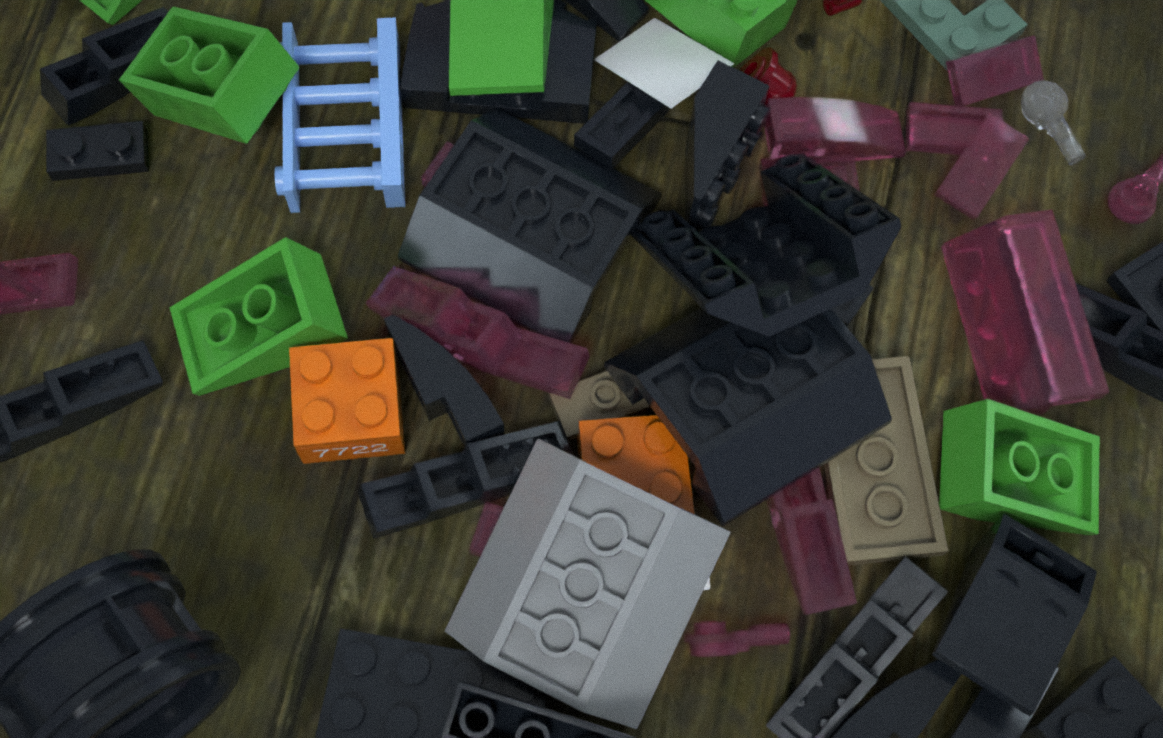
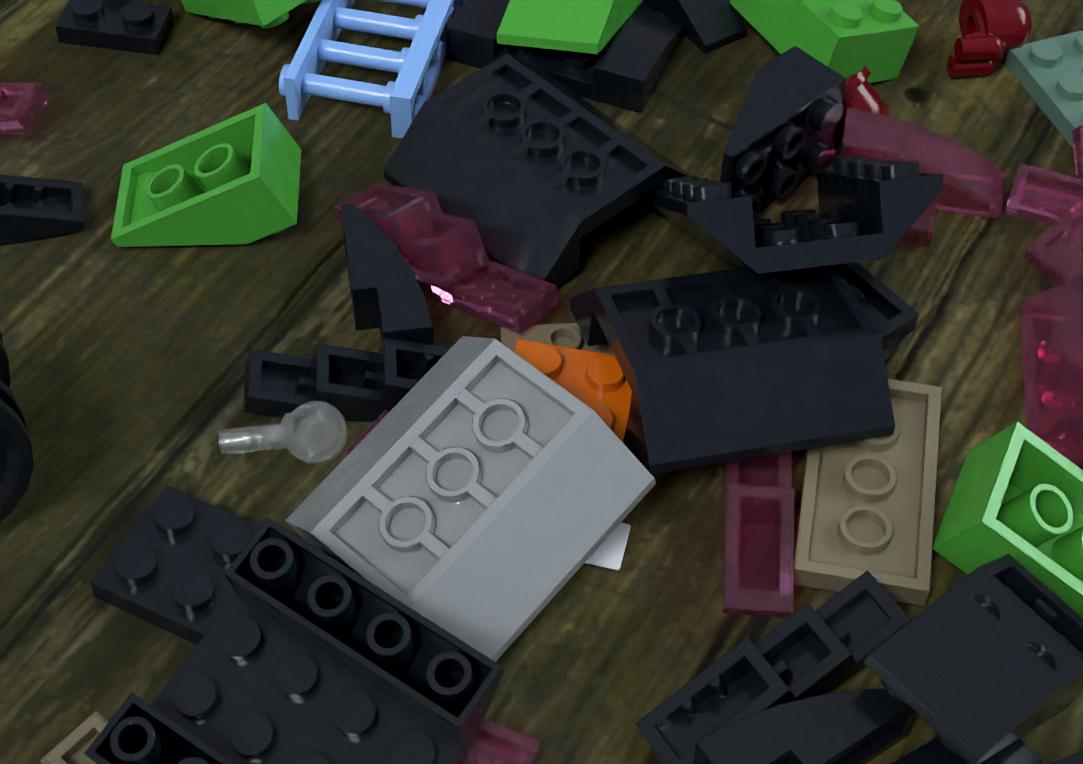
camera: 20 degrees right, 20 degrees down
(346, 401) = (269, 277): orange brick -> none
(435, 543) = (311, 432): none -> clear plate
(619, 125) = (676, 110): black plate -> none
(661, 62) = (729, 66): white sticker -> none
(713, 640) = (602, 612): clear pink plate -> none

